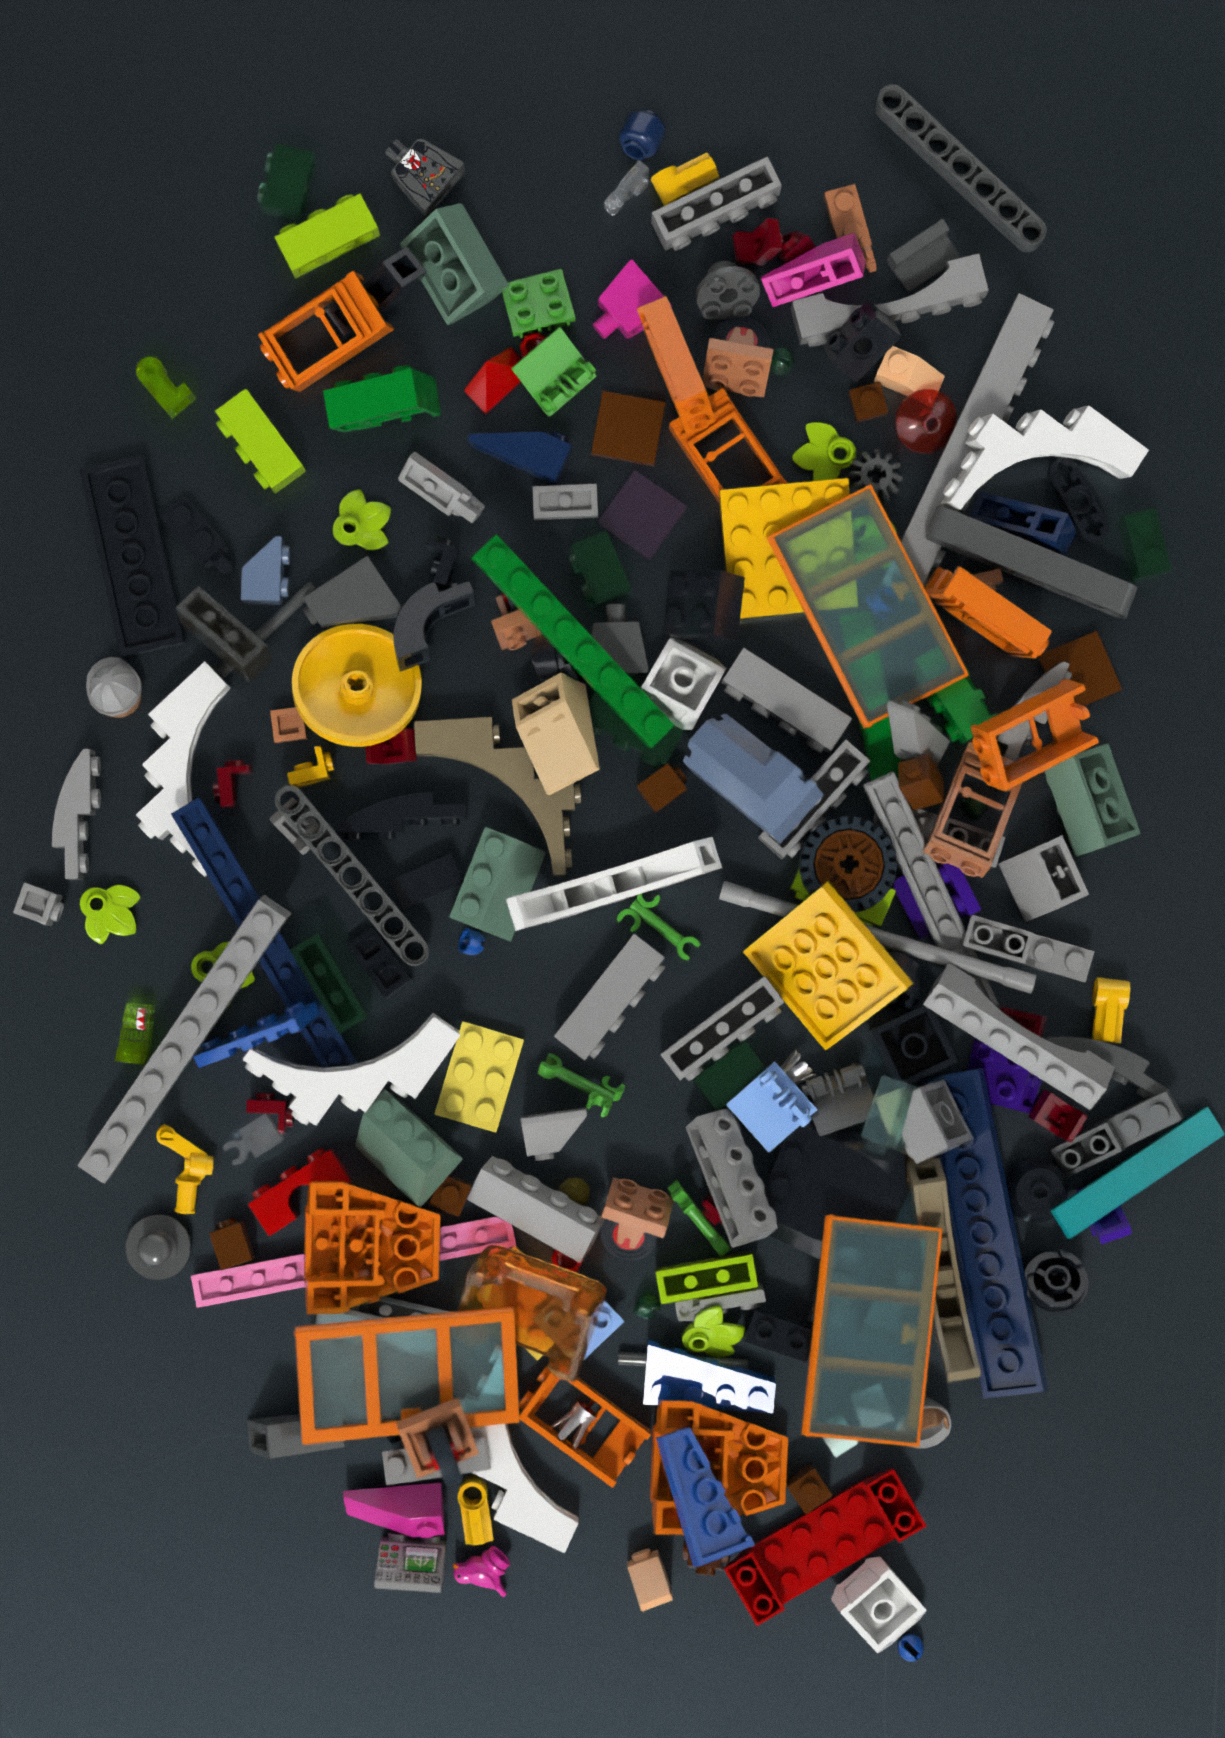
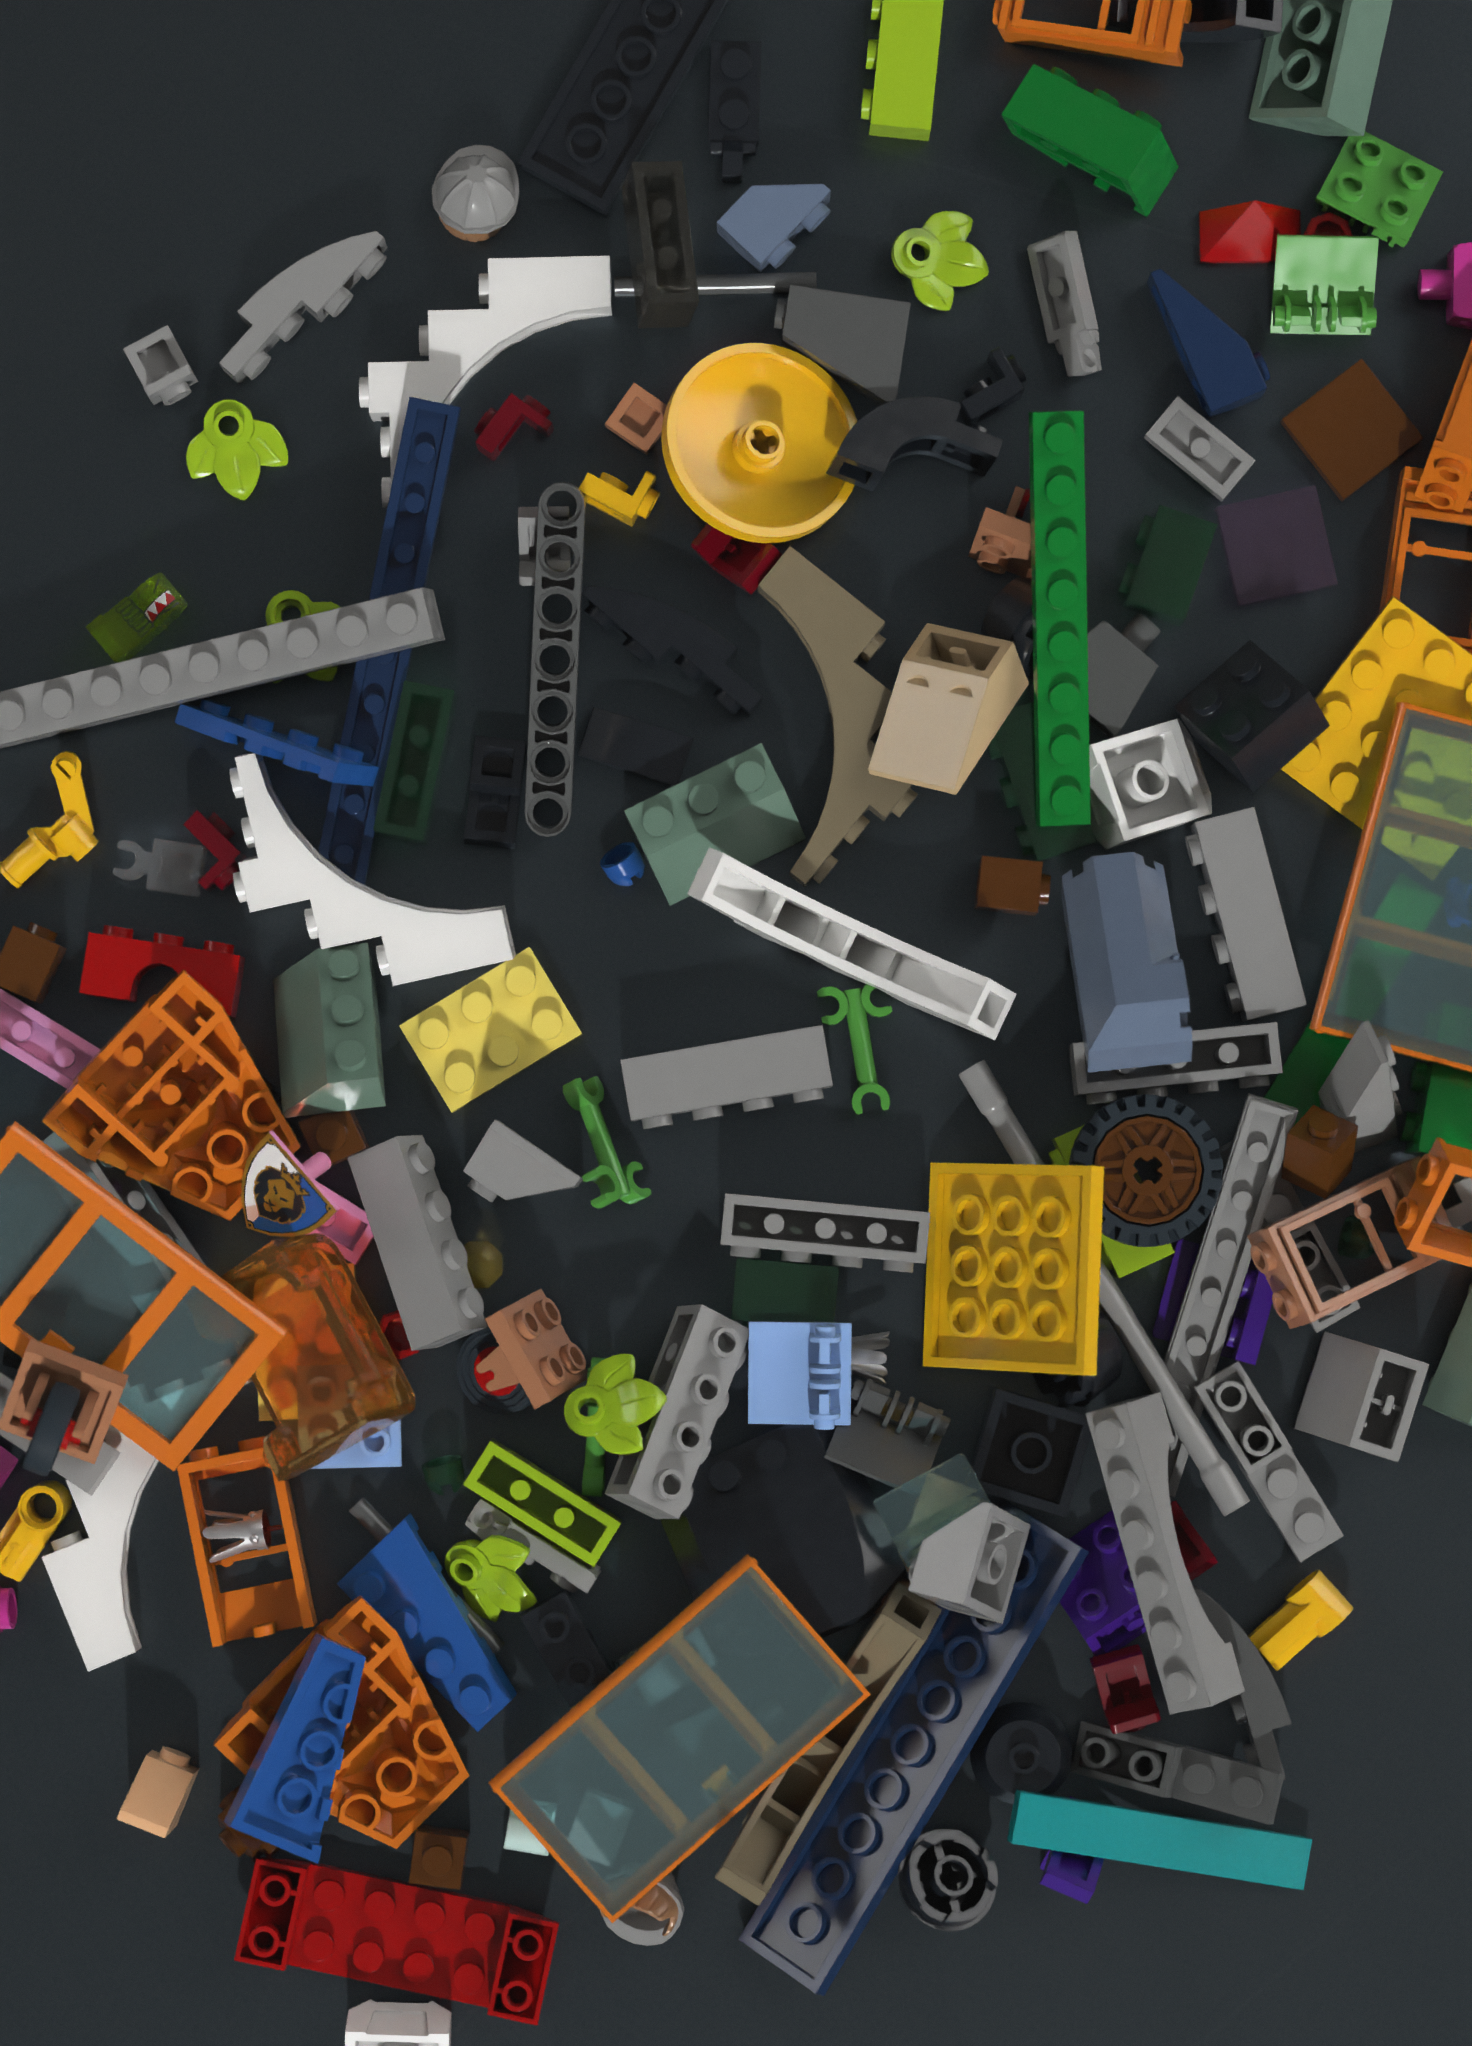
camera: 45 degrees right, 0 degrees up
(450, 1244) = (282, 1193): none -> shield
(702, 1198) = (622, 1405): none -> lime plate

